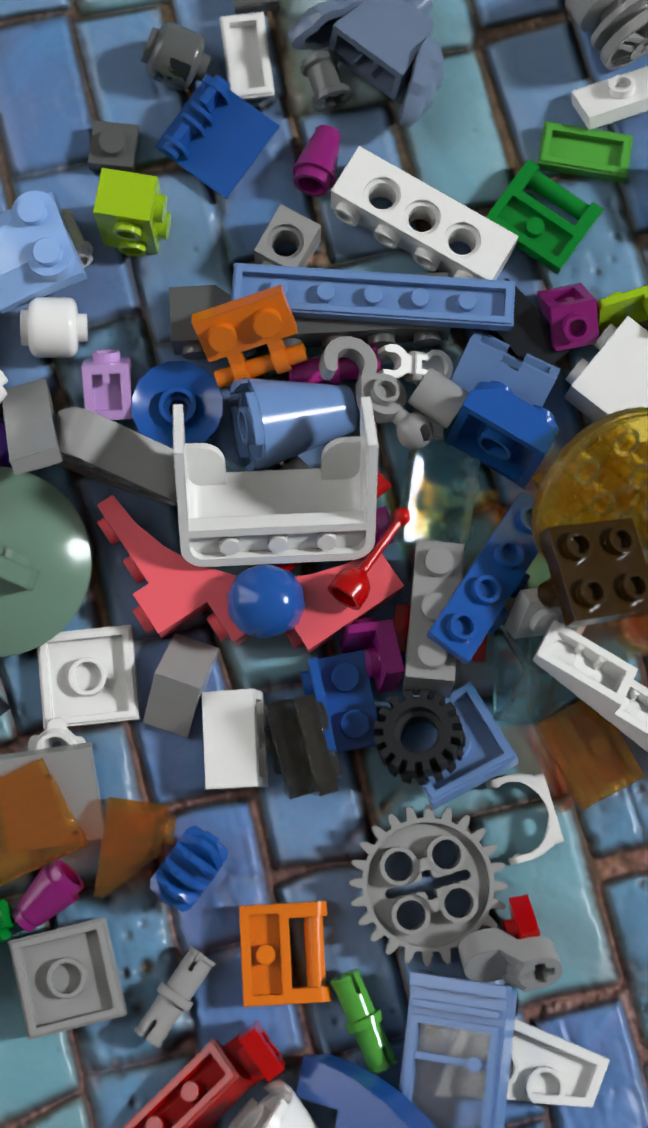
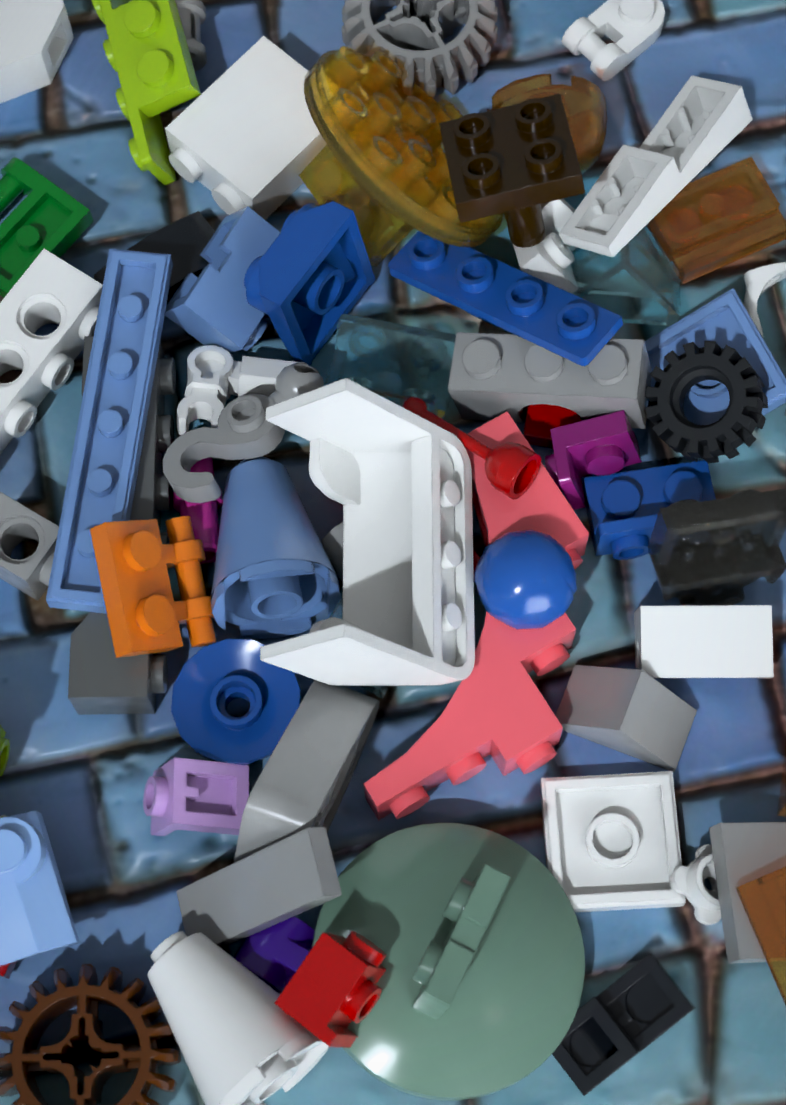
camera: 80 degrees left, 10 degrees down
(53, 327) = (106, 869): white head -> none
(438, 397) = (258, 352): light grey beam -> none
(571, 316) = (150, 197): magenta bracket -> none

